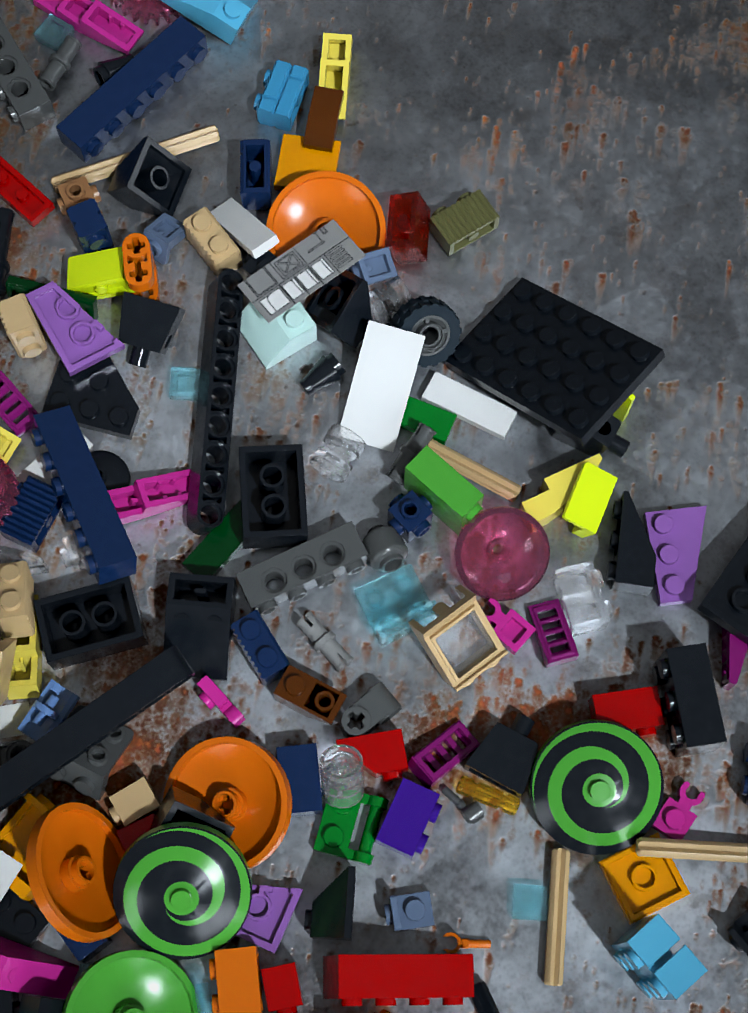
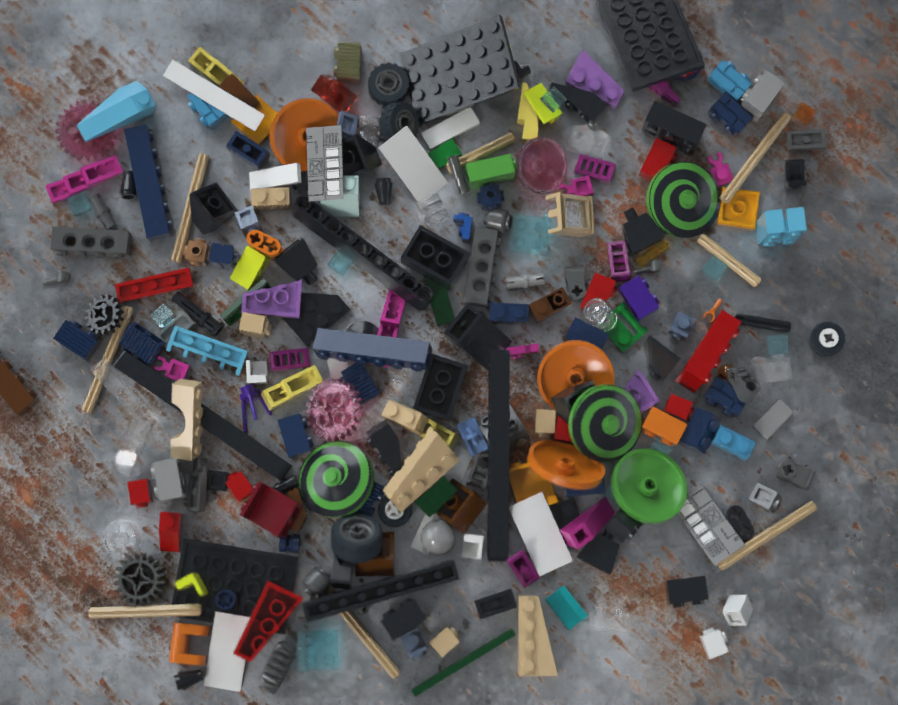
camera: 50 degrees left, 10 degrees up
(299, 89) = (213, 95): none -> white sticker
(342, 513) = (464, 230): none -> blue bracket
(473, 272) = (388, 73): none -> black wheel
(605, 508) = (553, 99): none -> clear light blue tile

